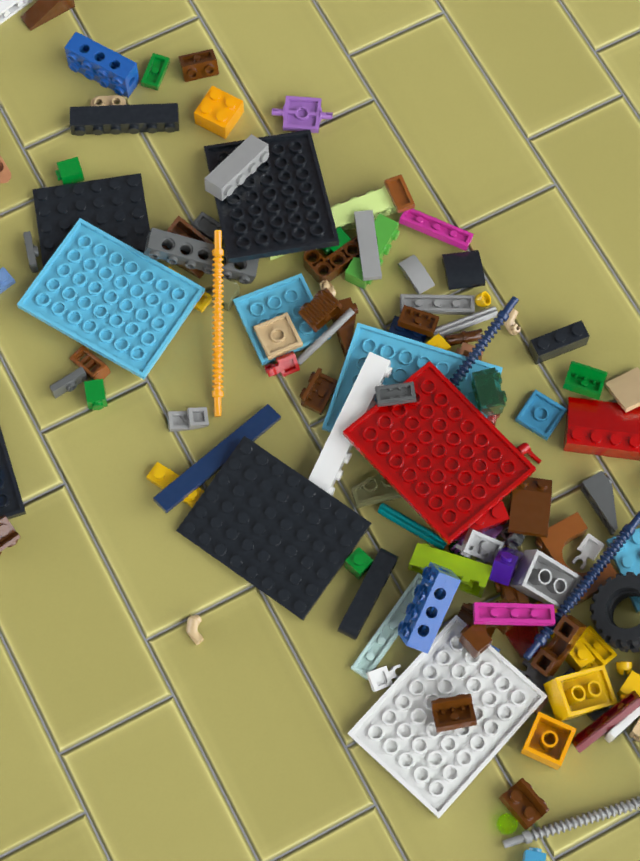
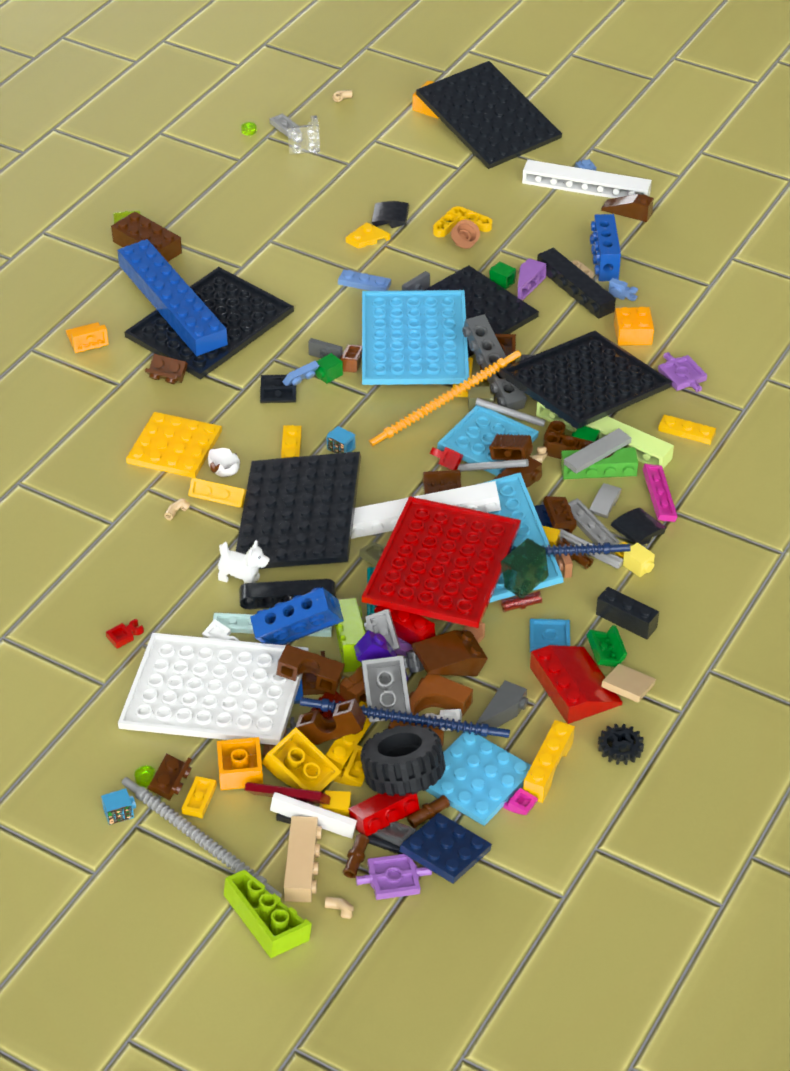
camera: 60 degrees right, 25 degrees down
(89, 152) = (530, 276): none -> medium lavender slope
(90, 453) = (274, 391): none -> black slope
(92, 423) = (301, 373): none -> medium blue plate
(103, 585) = (174, 444): none -> yellow plate
(155, 71) = (637, 280): green plate -> none
(161, 89) = (620, 290): none -> medium blue plate
(167, 556) = (223, 462): none -> white hair
(187, 420) = (356, 427): light grey slope -> none
(199, 65) = (663, 300): reddish brown bracket -> none
(200, 583) = (217, 492): none -> yellow plate
(202, 440) = (340, 440): none -> dark azure brick
(215, 459) = (309, 447): dark blue tile -> none
(236, 167) = (589, 346): light grey brick -> none
(261, 280) = (510, 412): none -> light grey bar
(278, 336) = (468, 440): tan tile -> none
(320, 613) = (241, 565): none -> white animal
(329, 760) = (124, 634): none -> red plate
(358, 563) = (309, 570): green brick -> none
(371, 157) = (687, 429): none -> yellow plate
(395, 394) = (468, 508): dark grey plate -> none
(399, 193) = (664, 449): dark orange tile -> none
(453, 712) = (216, 680): reddish brown bracket -> none
(502, 293) = (639, 560): none -> light yellow brick
(511, 325) = (618, 577): tan arm -> none
(513, 614) = (331, 669): dark pink plate -> none
(525, 448) = (505, 636): red hand -> none
(558, 792) = (199, 797): none -> yellow plate
(624, 665) = (355, 793): yellow hinge -> none

